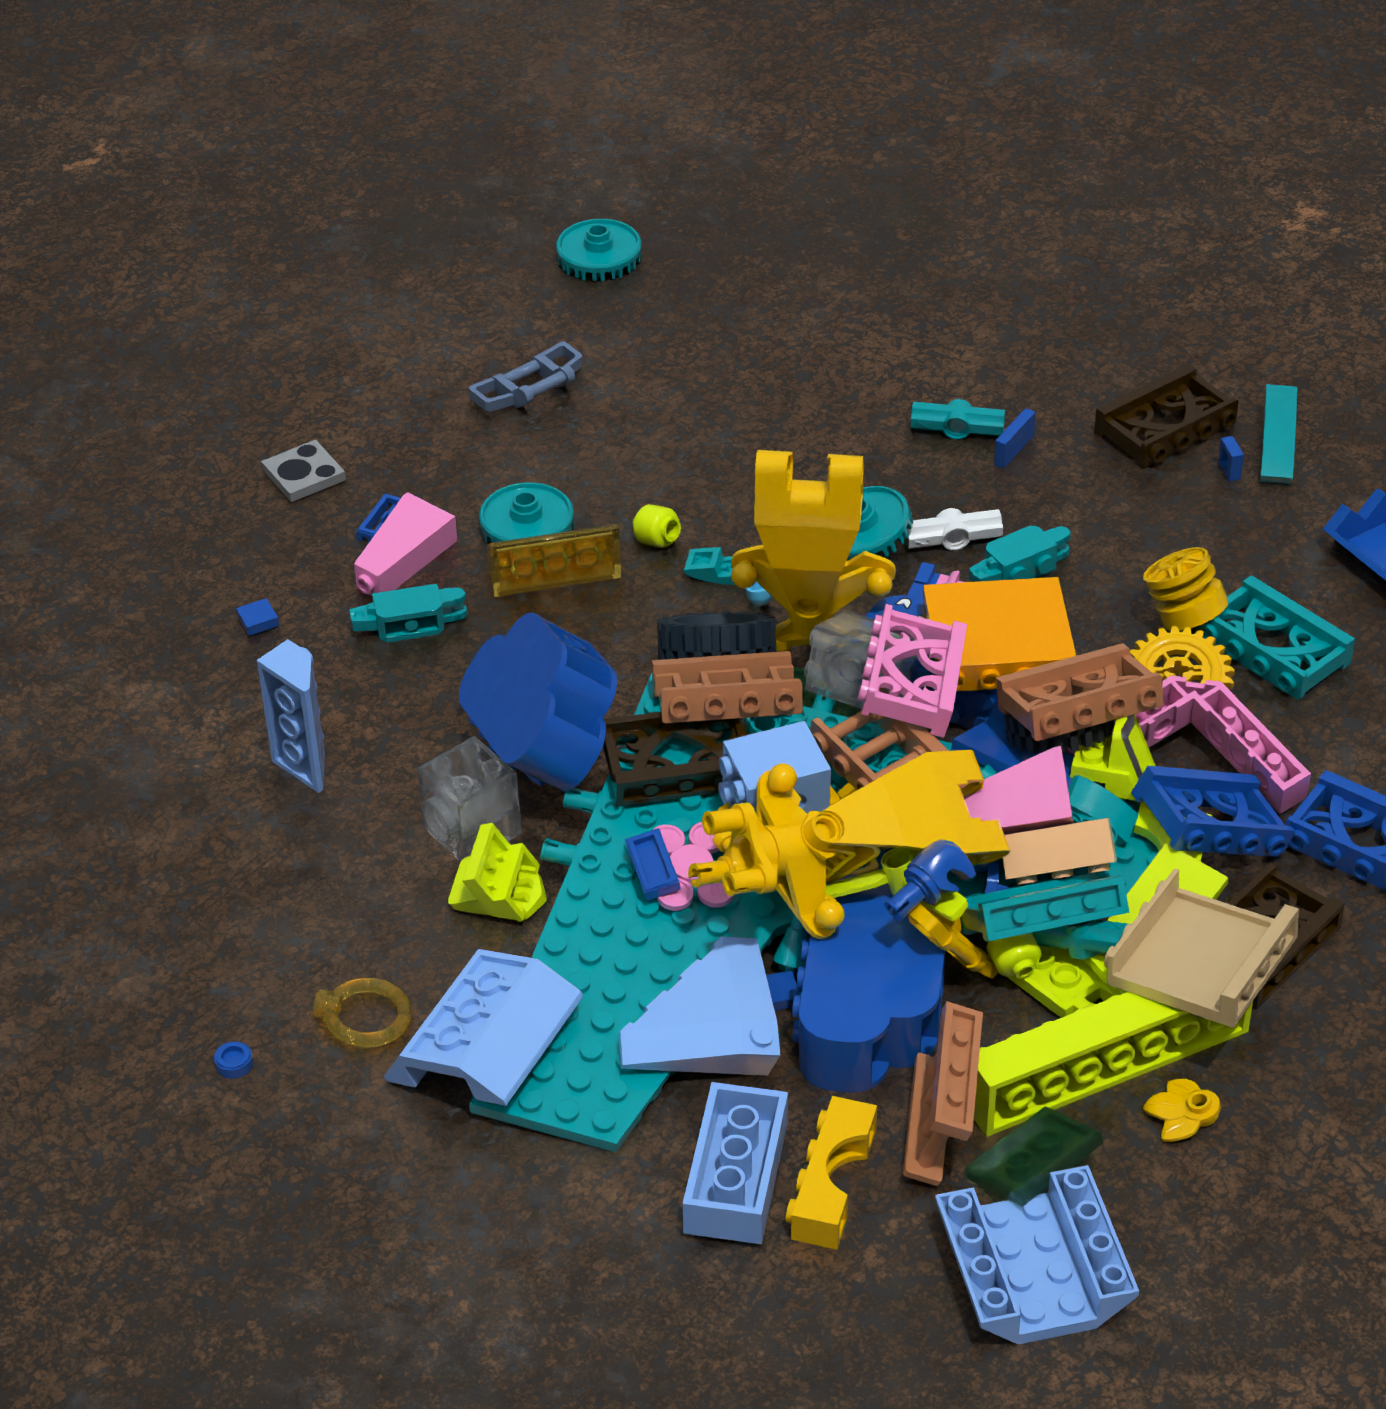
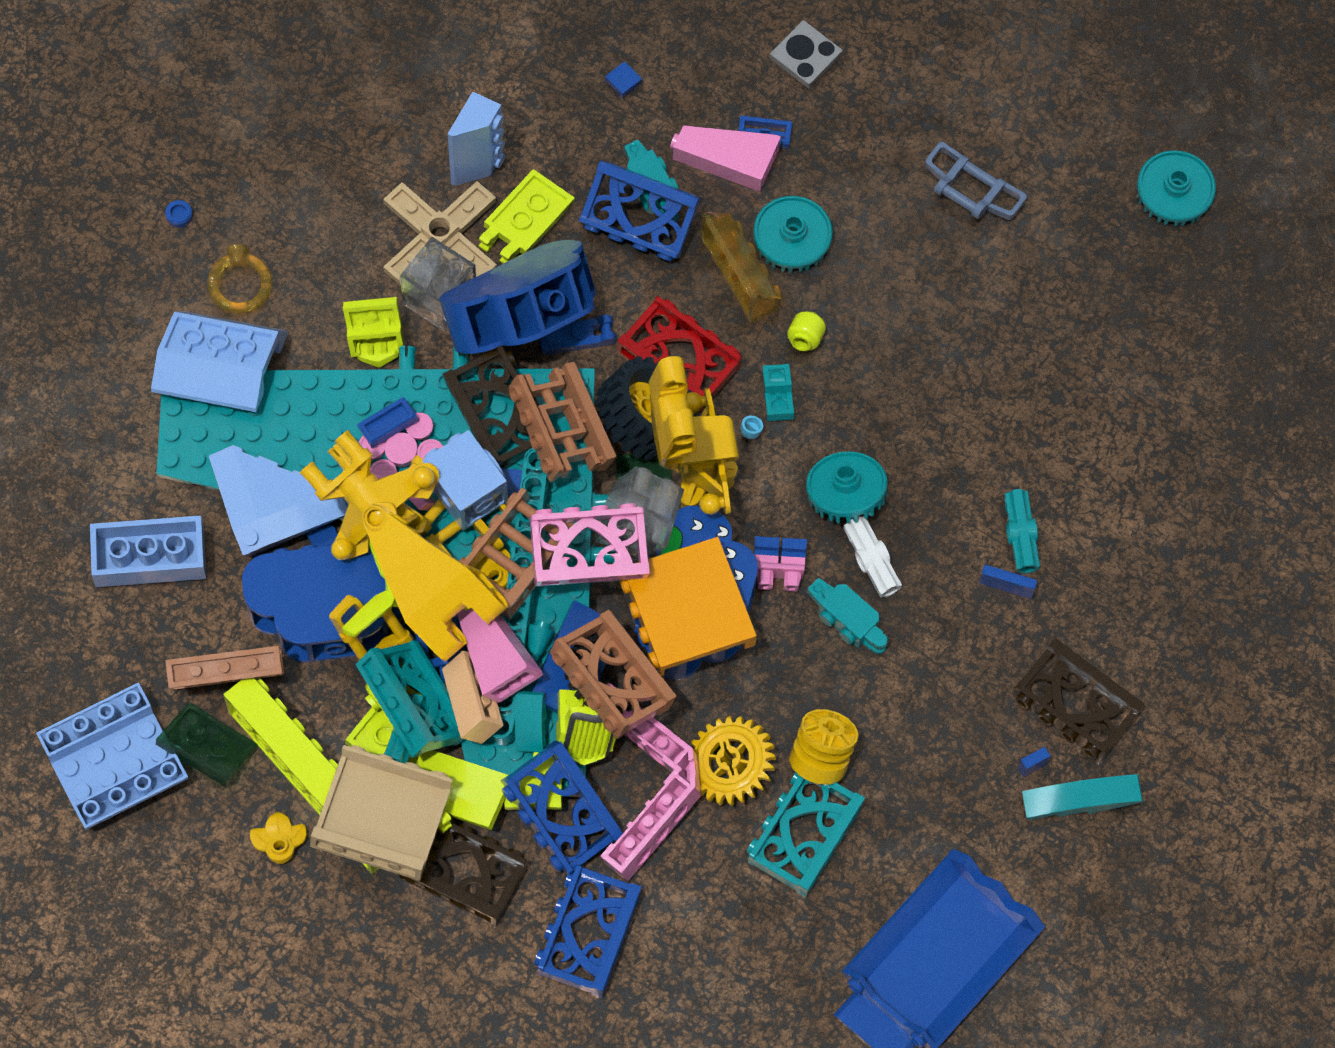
camera: 70 degrees right, 25 degrees up
(382, 804) = (424, 219): none -> tan piece
(398, 727) = (525, 216): none -> neon yellow tile
(452, 576) = (674, 199): none -> blue fence
(650, 602) = (688, 332): none -> red fence
(821, 1207) = (127, 614): yellow arch -> none
(928, 877) = (367, 604): blue piece -> none

